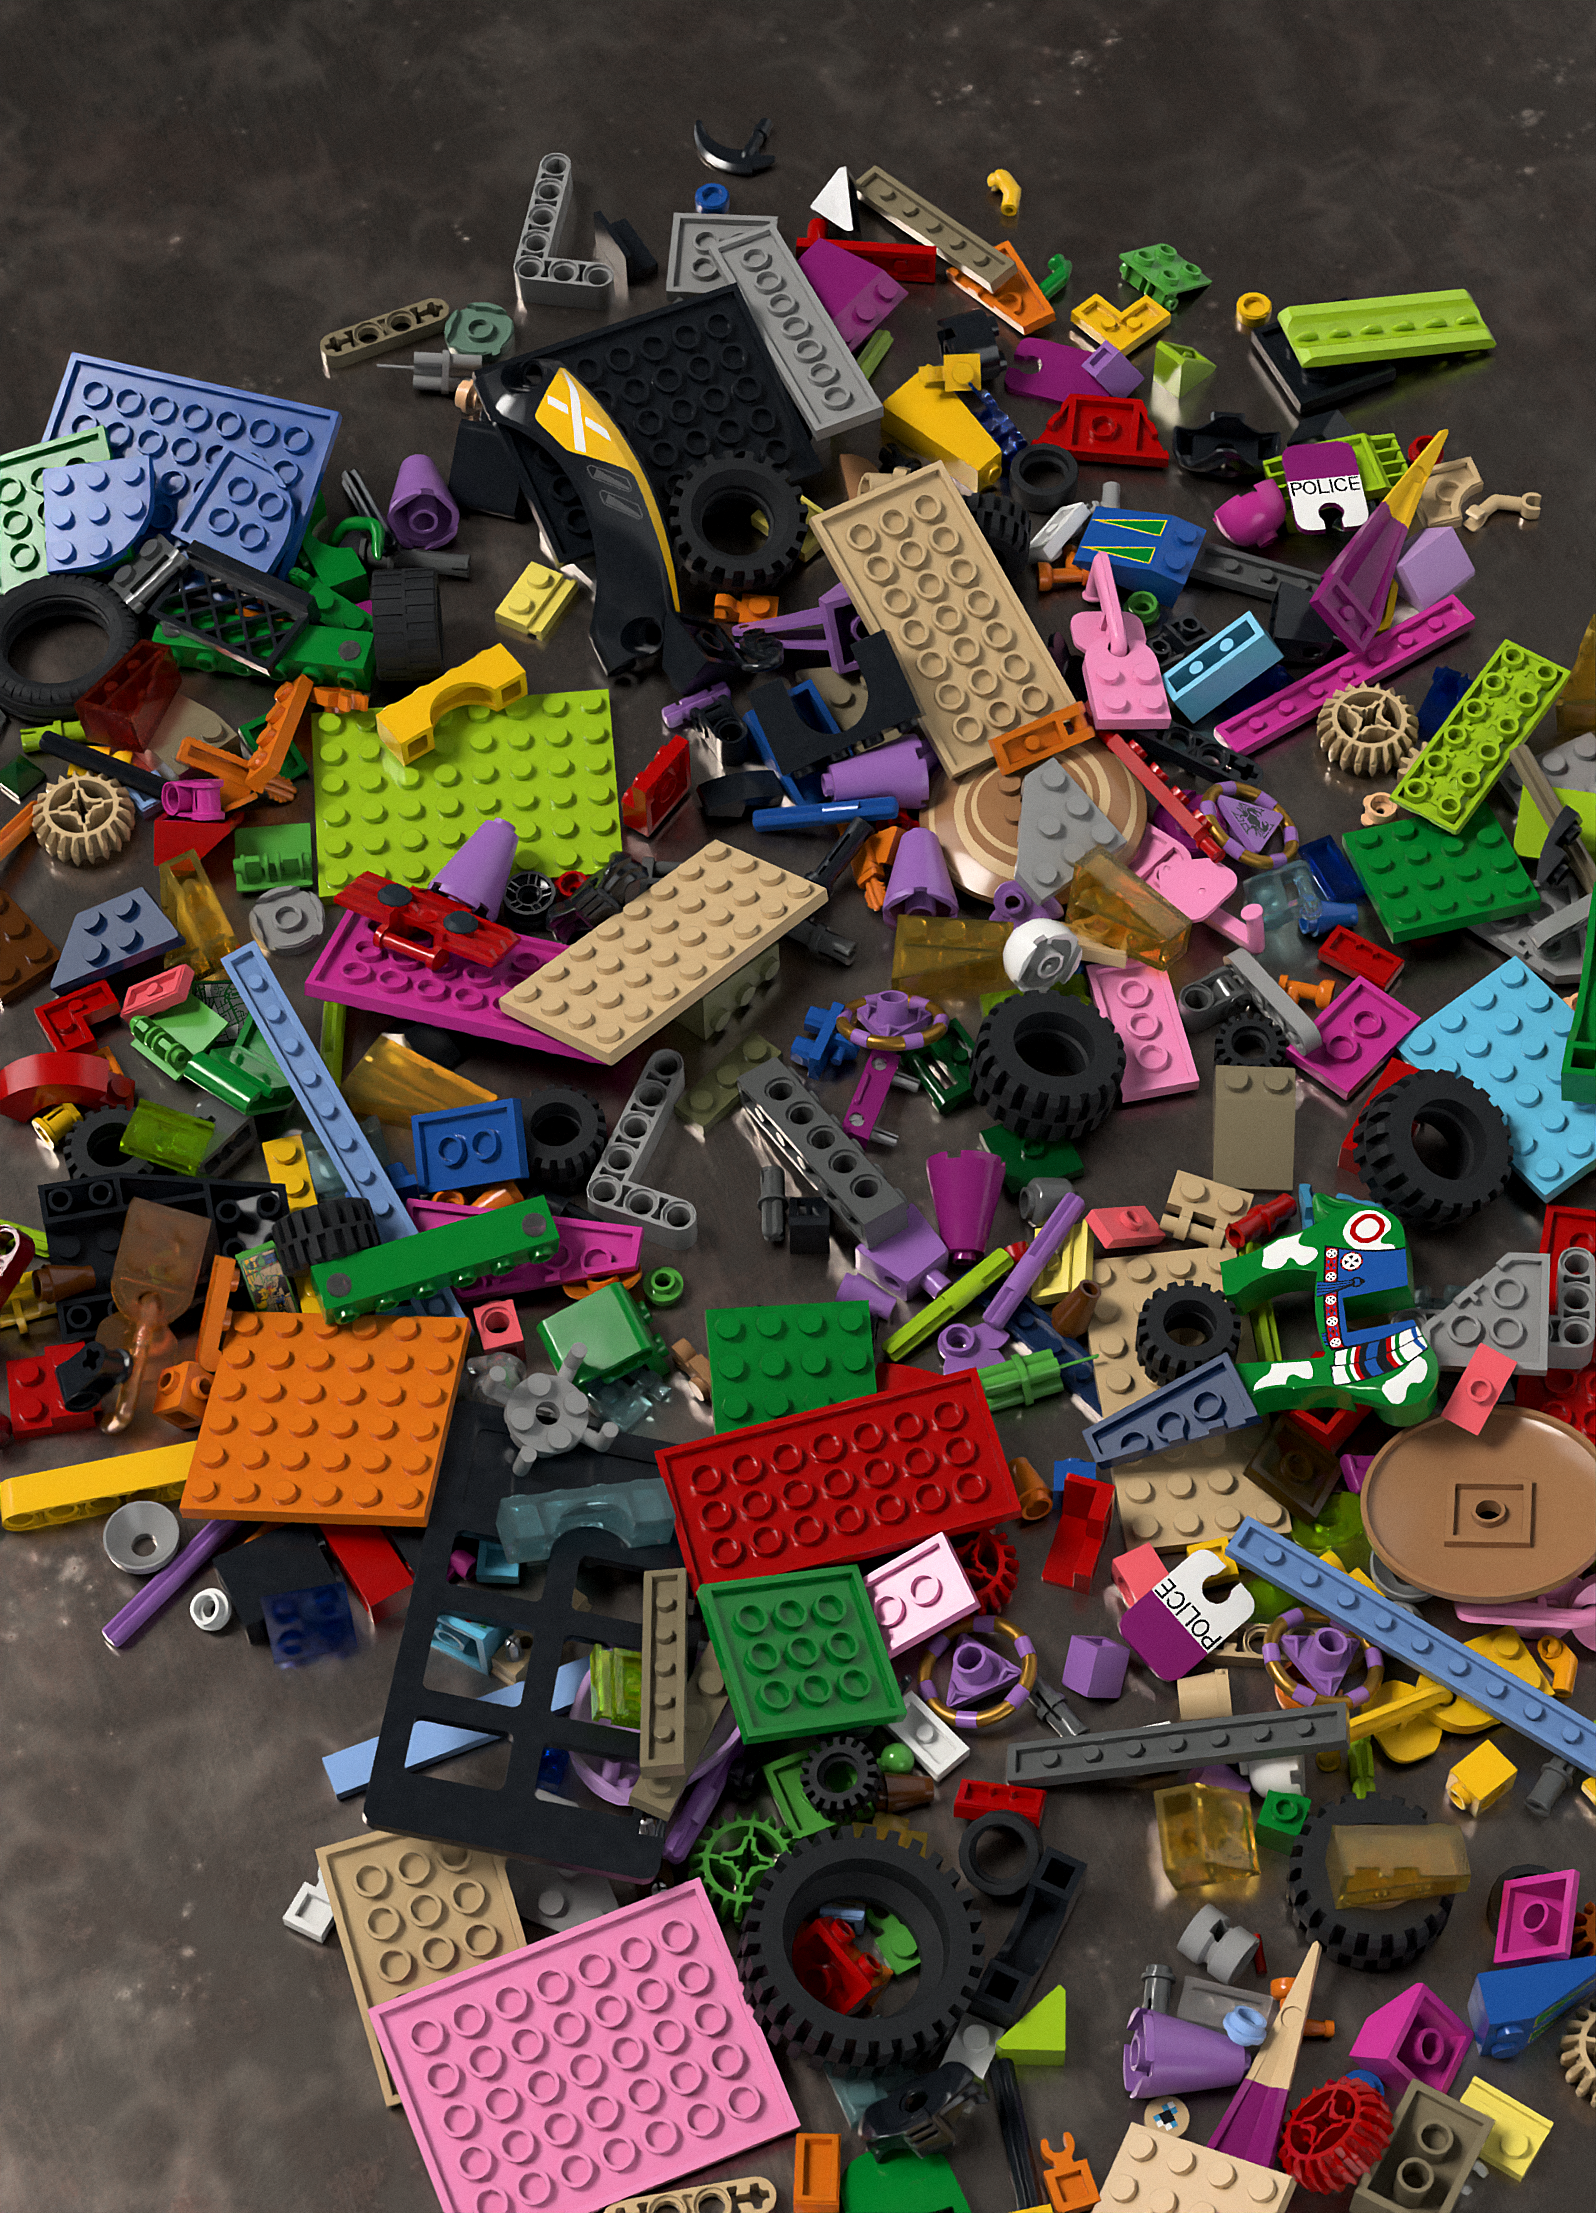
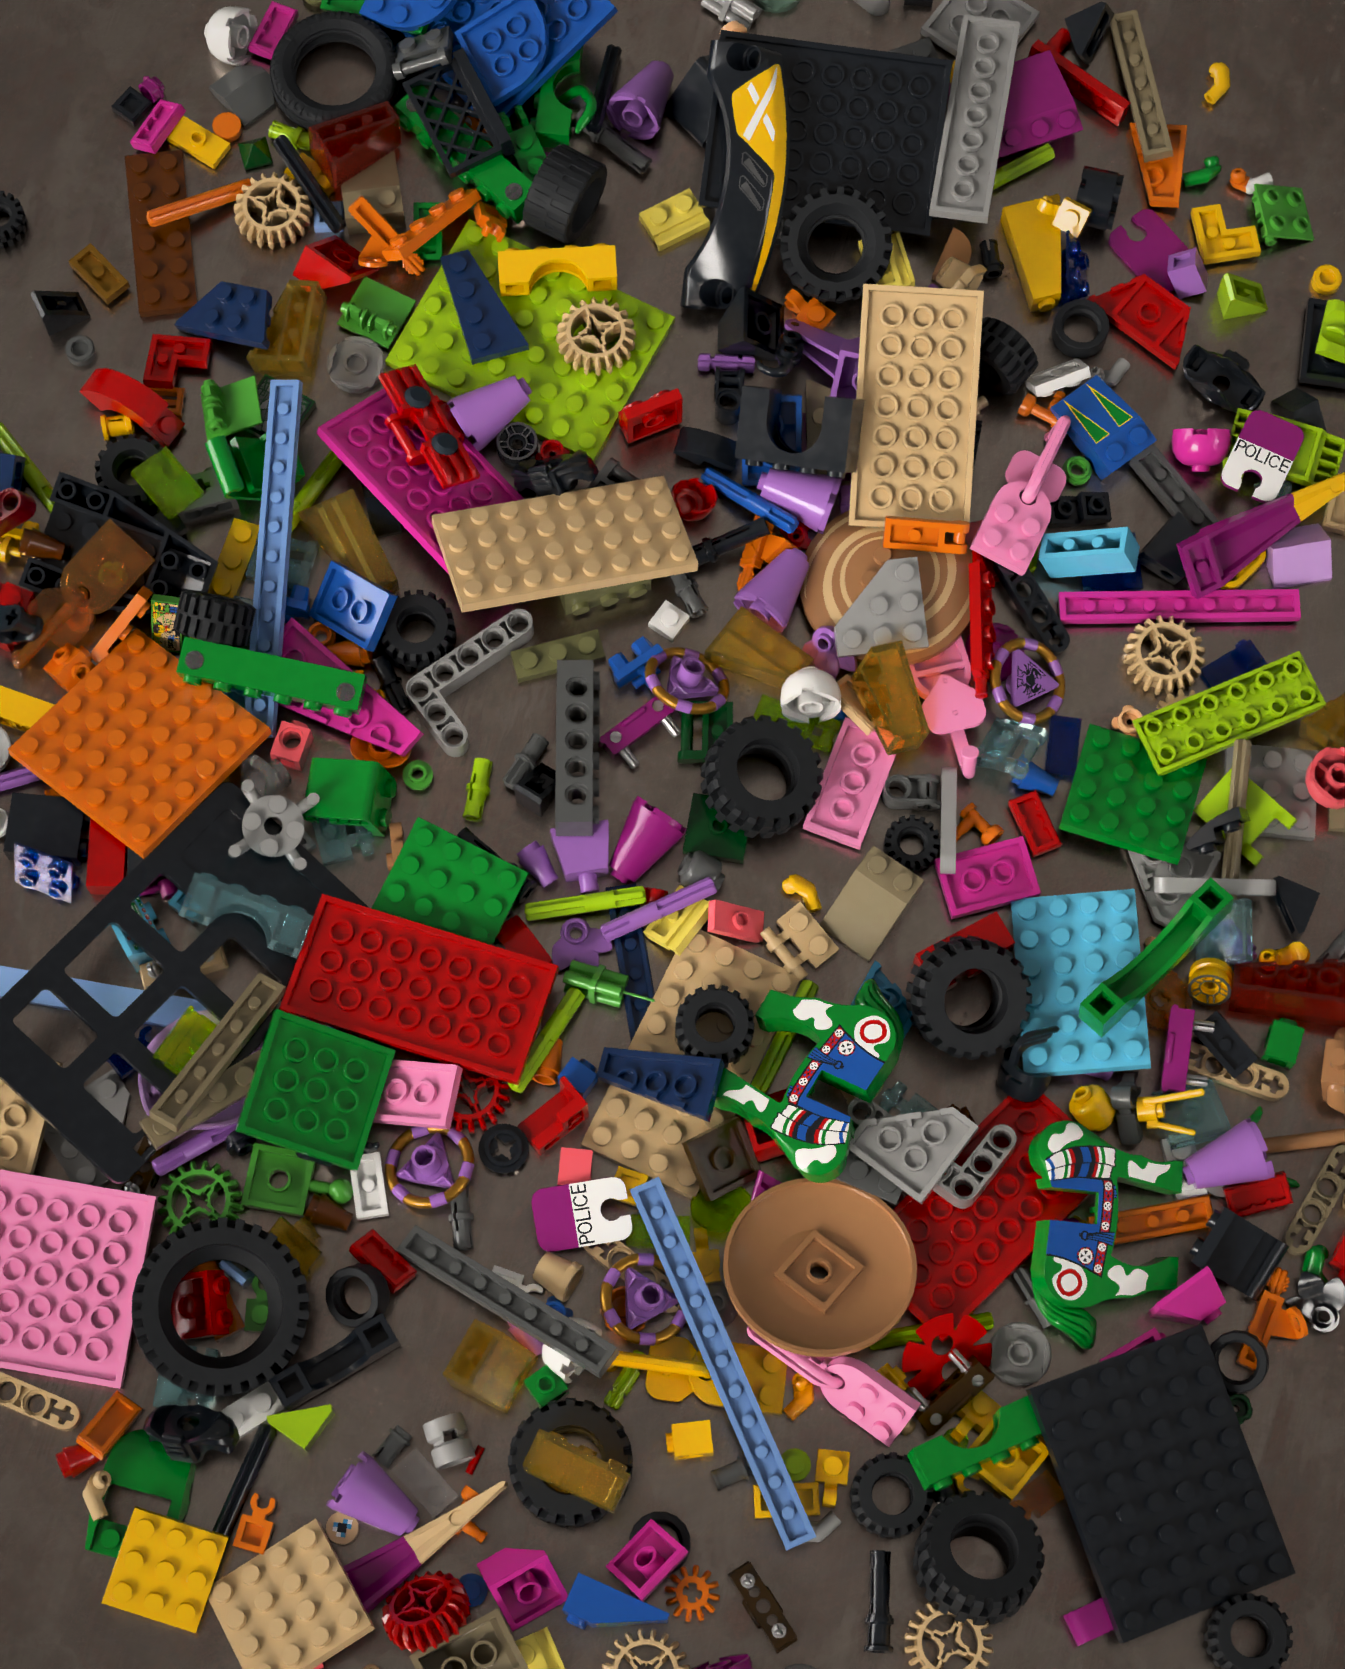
camera: 30 degrees right, 15 degrees up
(157, 993) = (233, 371): coral plate -> none
(193, 799) = (344, 244): dark pink piece -> none
(396, 792) = (481, 314): none -> dark blue wing
(543, 756) = (615, 325): none -> tan gear
(741, 1262) = (477, 789): none -> lime pin
(767, 844) = (694, 499): none -> red hair
(824, 982) = (669, 621): none -> white plate
(828, 1760) = (302, 1198): black tyre -> none
(1011, 1440) = (549, 1036): none -> lime axle
(1036, 1593) = (507, 1134): none -> black gear
(1068, 665) = (987, 482): black animal -> none
(1074, 1313) = (660, 960): reddish brown cone -> none
(1095, 1666) = (505, 1209): medium lavender panel -> none
(1110, 265) = (1245, 183): none -> arm
(1170, 1157) = (805, 888): none -> yellow arm
(1245, 2026) = (423, 1506): light blue plate -> none
(1261, 1220) = (828, 971): red pin -> none
(1478, 1389) = (868, 1186): coral plate -> none
(1563, 1196) = (1031, 1085): none -> black helmet

